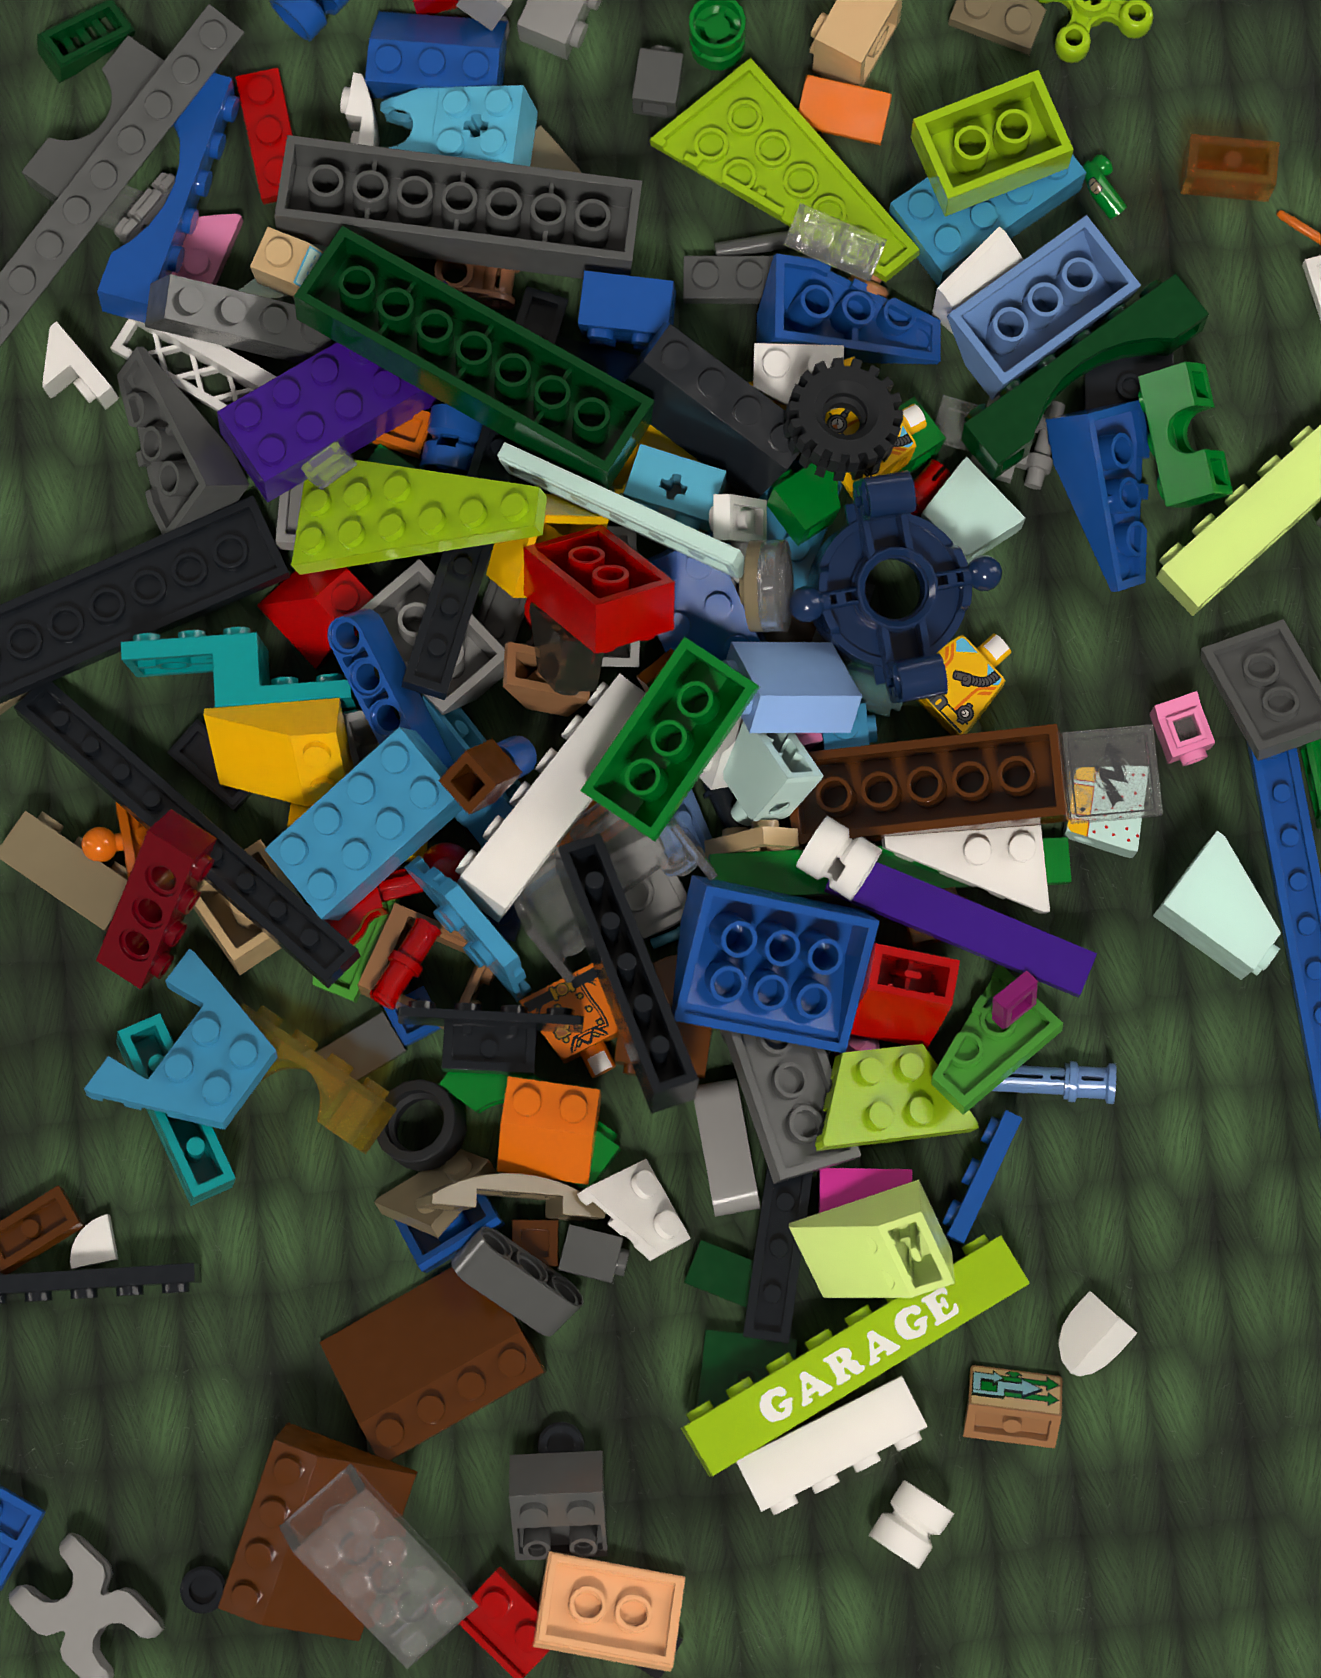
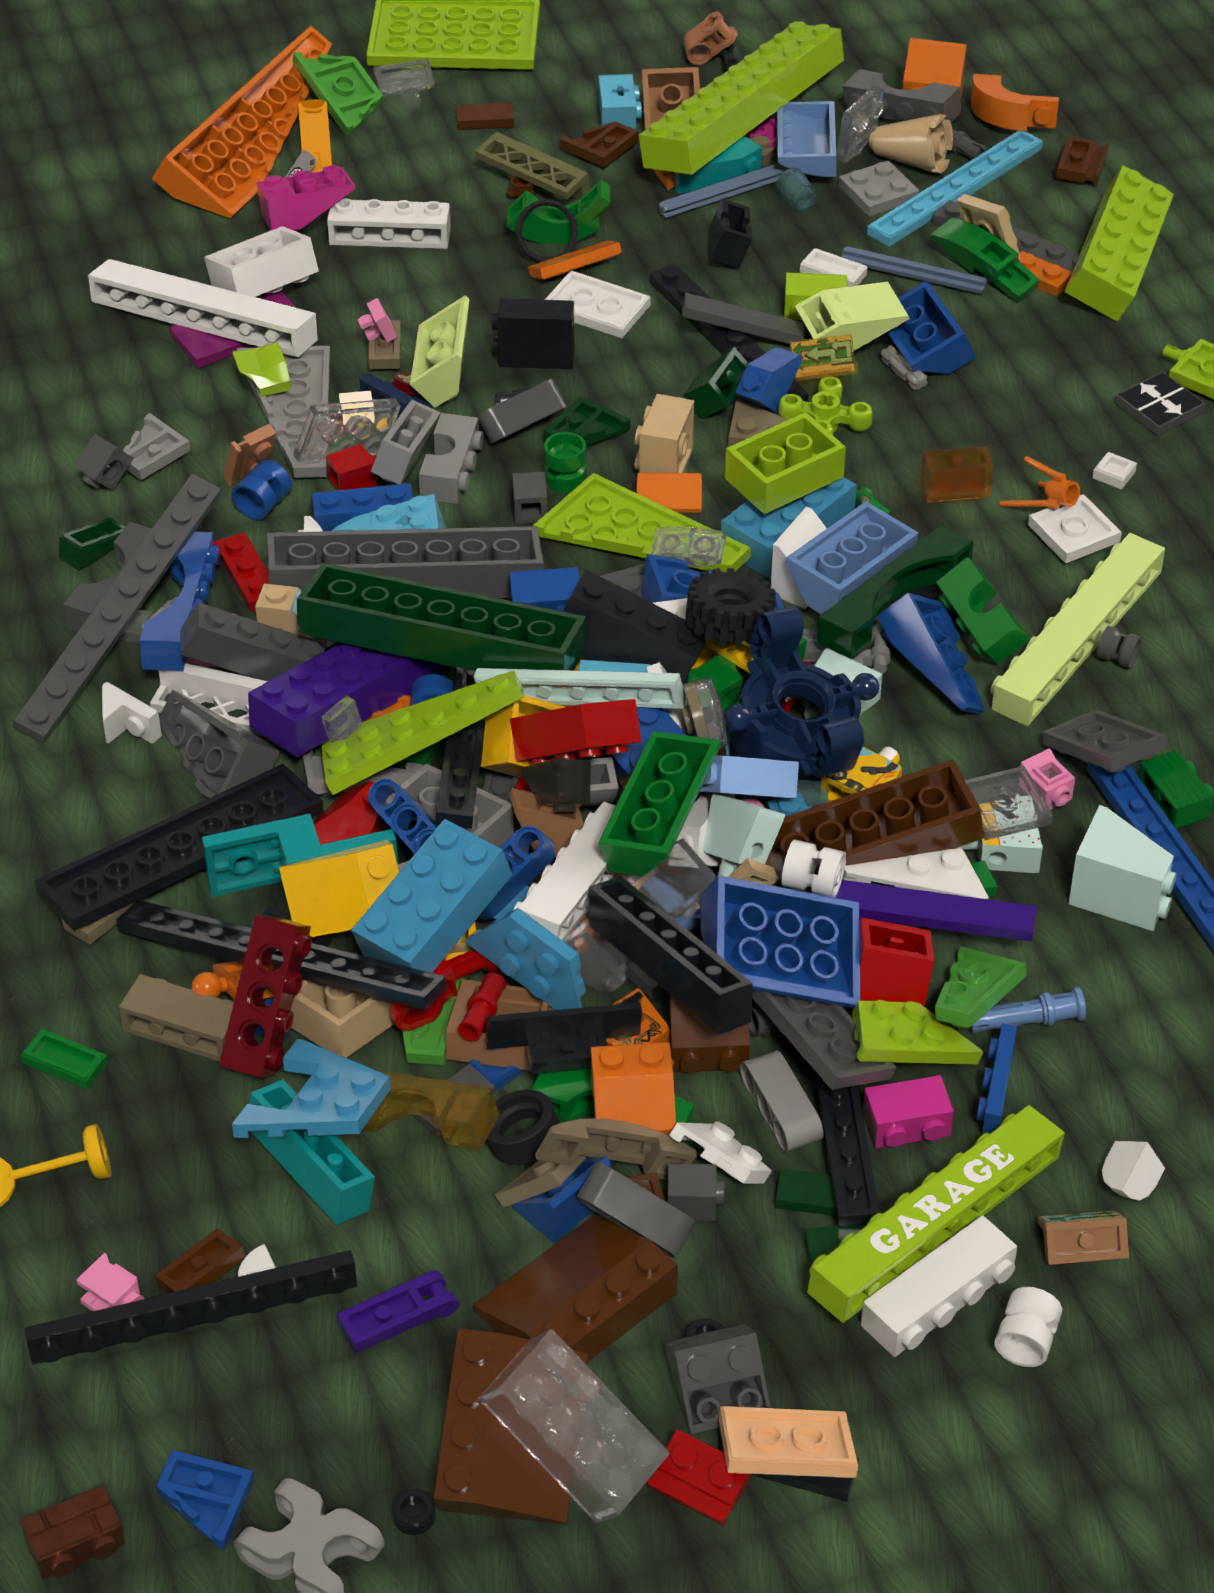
camera: 20 degrees left, 35 degrees down
(233, 1336) = (397, 1311): none -> dark purple plate
(480, 776) = (517, 836): reddish brown brick -> none
(877, 1246) = (928, 1123): yellowish green slope -> none
(1014, 1000) = (982, 947): magenta tile -> none

